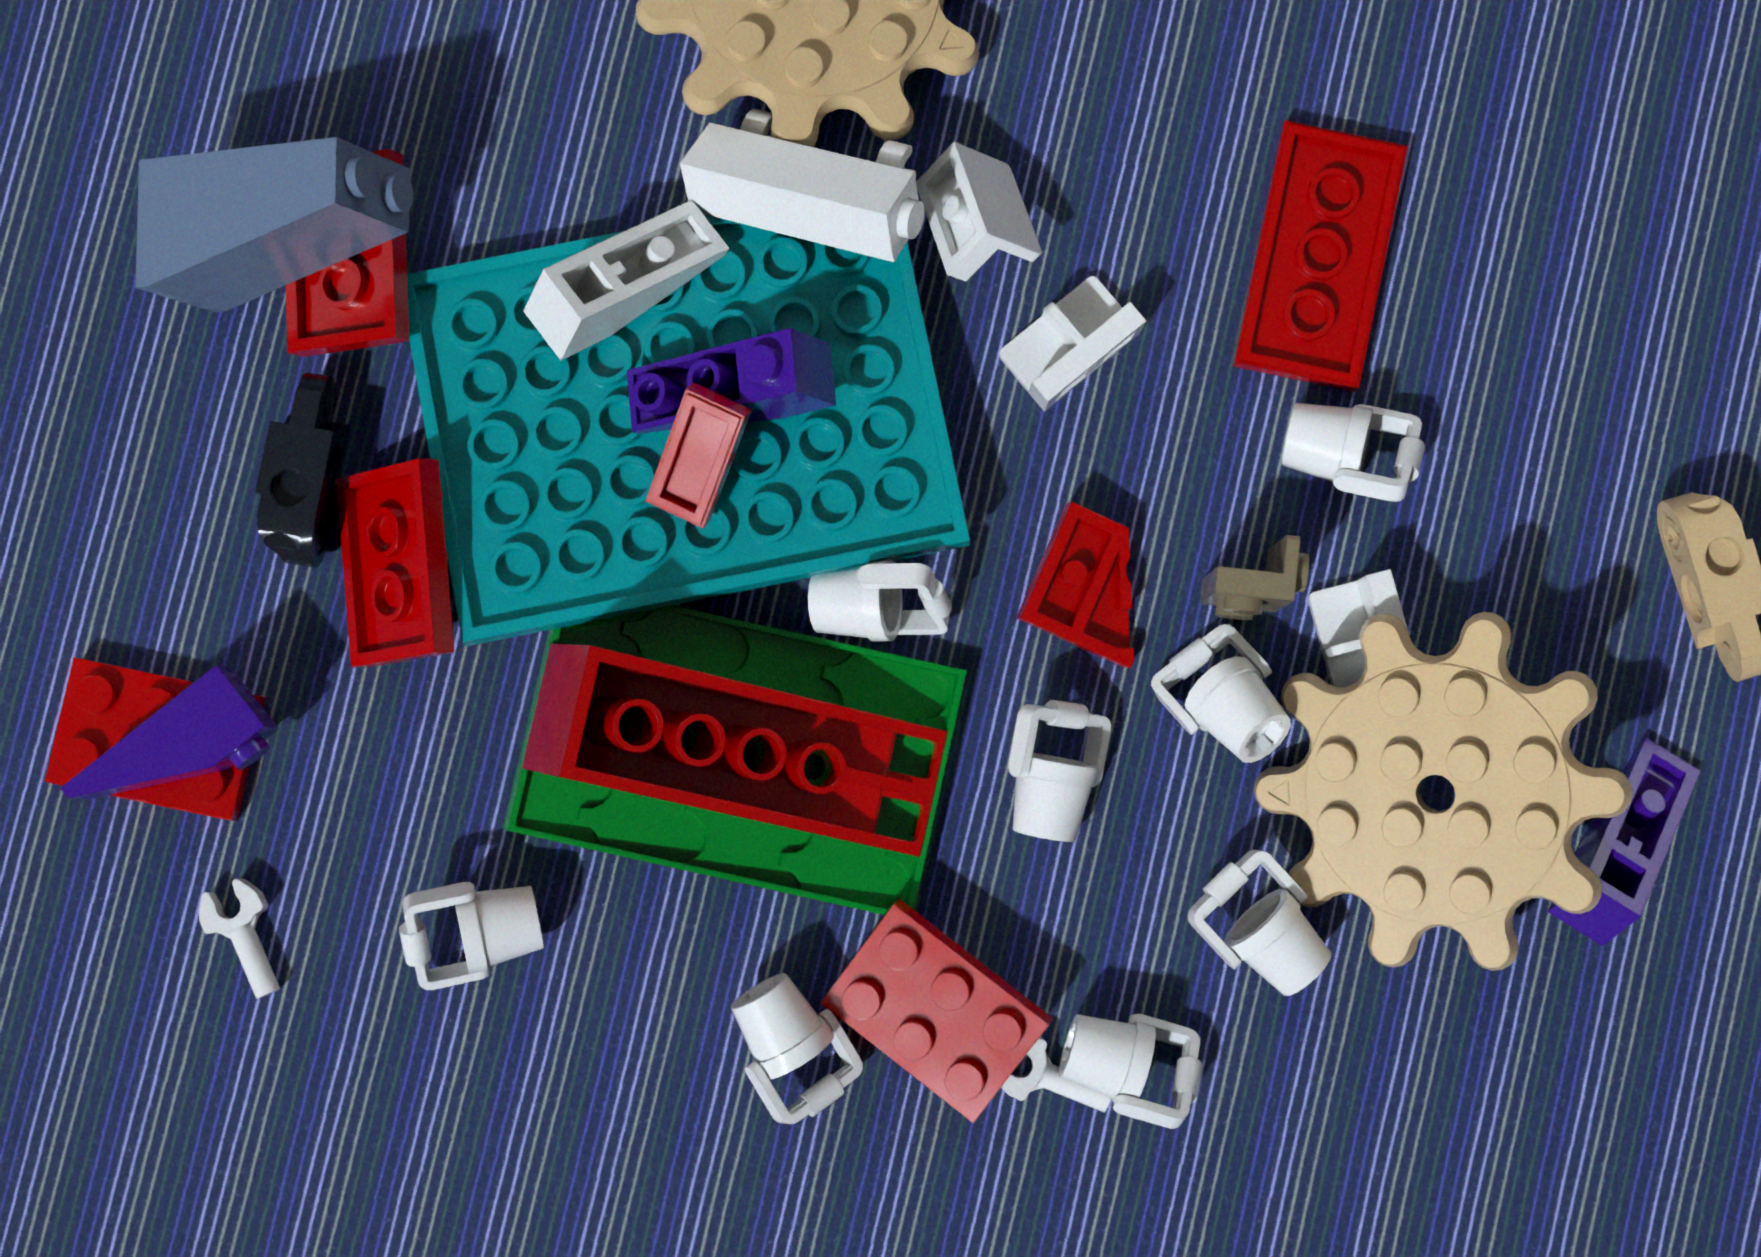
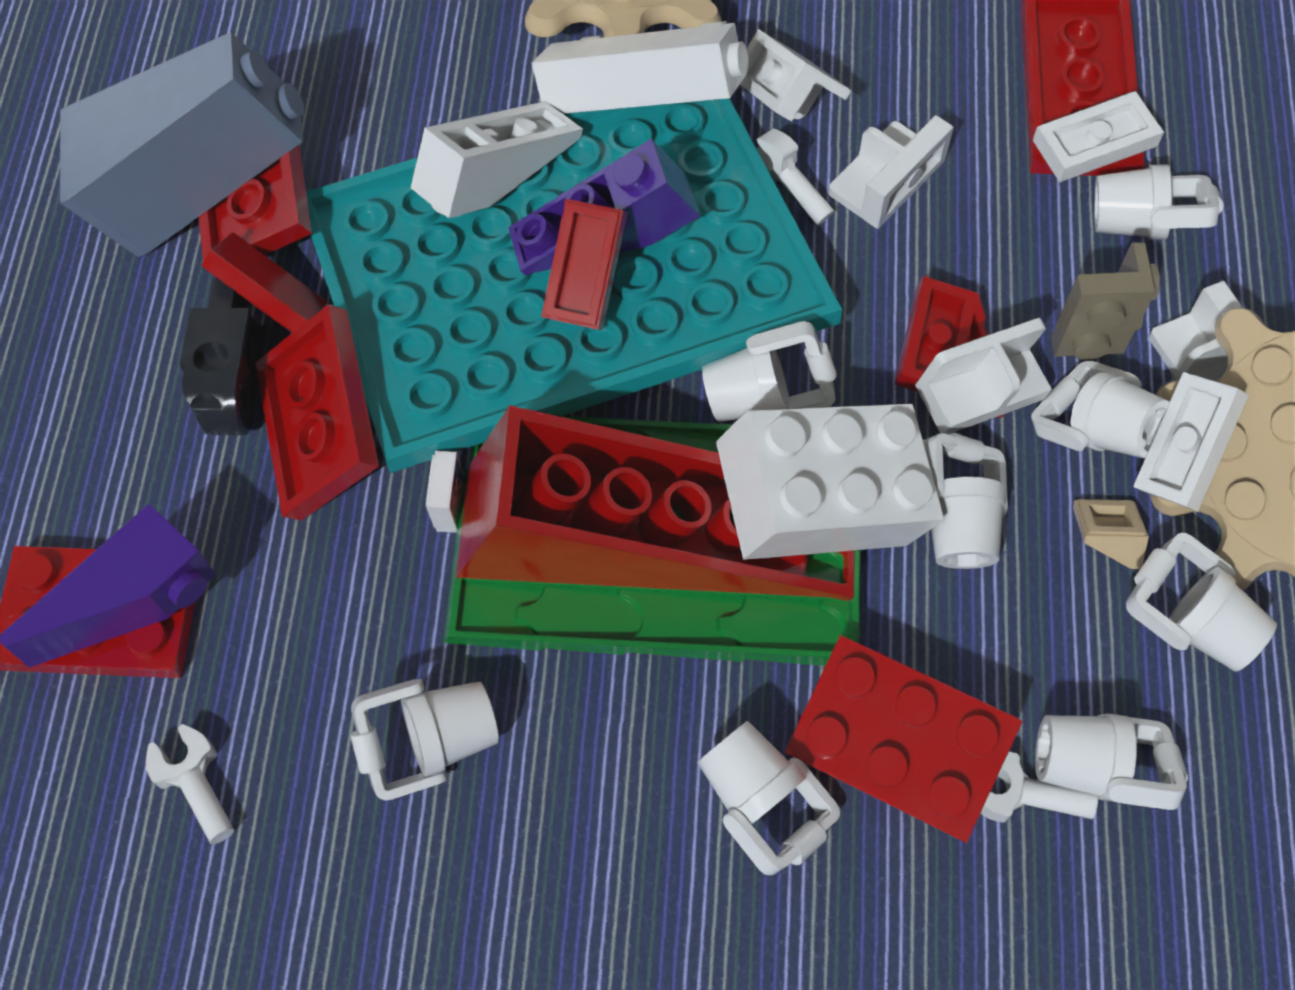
camera: 10 degrees left, 20 degrees down
(353, 396) = (263, 282): none -> red tile
(521, 670) = (444, 491): none -> white tile
(912, 746) = (828, 480): none -> white brick
(945, 321) = (779, 157): none -> white bar
(1106, 646) = (984, 378): none -> white panel
(1202, 818) = (1113, 529): none -> tan slope
(1294, 760) = (1191, 441): none -> white plate
(1308, 354) = (1097, 136): none -> white plate

